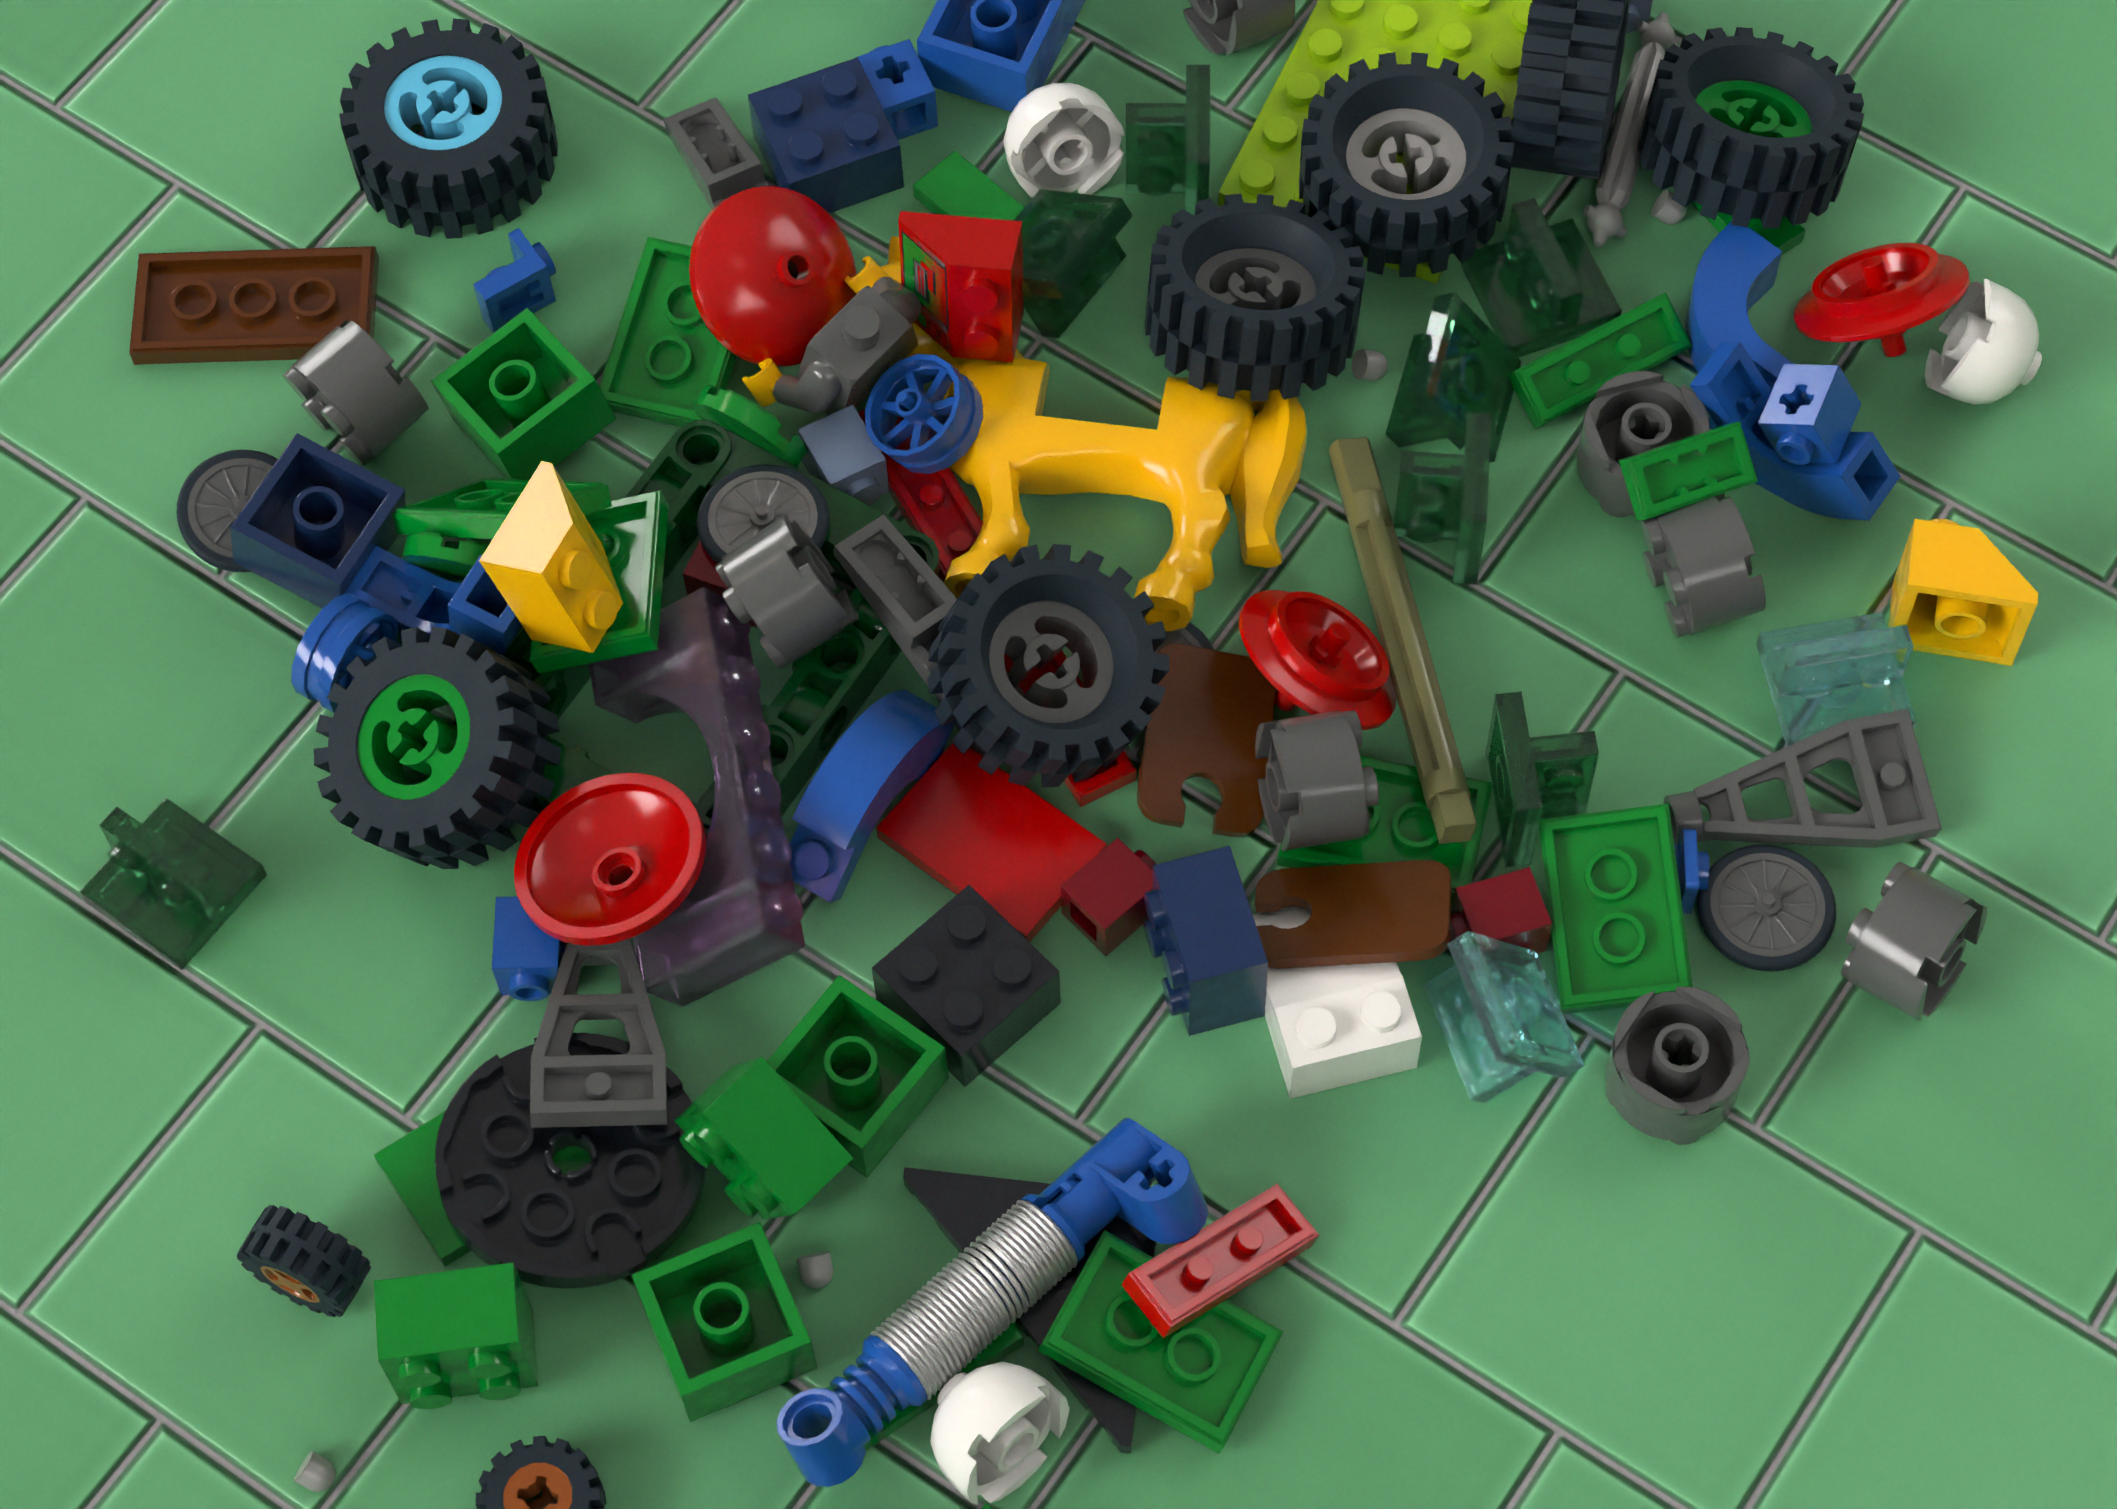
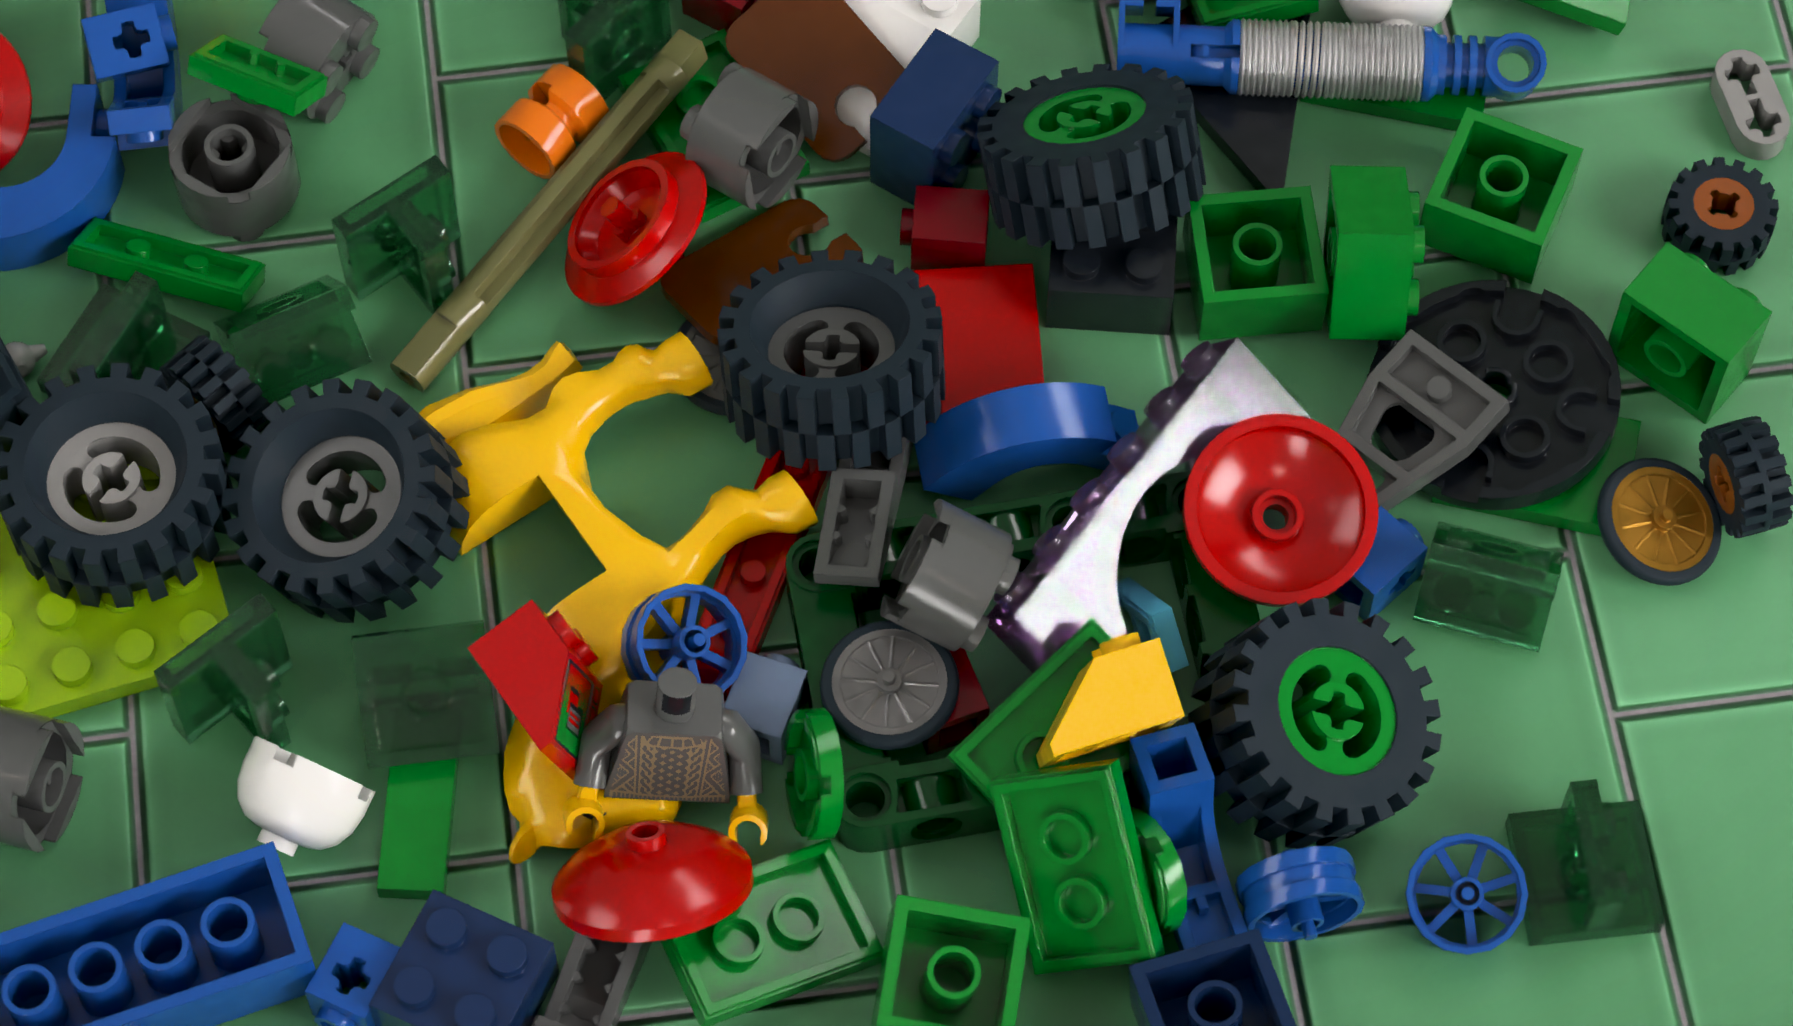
camera: 135 degrees left, 0 degrees up
(230, 763) = (1467, 893): none -> blue wheel
(356, 1182) = (1659, 521): none -> pearl gold wheel
(433, 1010) = (1488, 586): none -> clear green bracket
(646, 751) = (1152, 620): none -> medium azure tile
(1035, 1054) = (1092, 156): none -> black wheel
(1416, 279) = (221, 387): none -> black wheel
(1471, 675) = (544, 128): none -> orange wheel

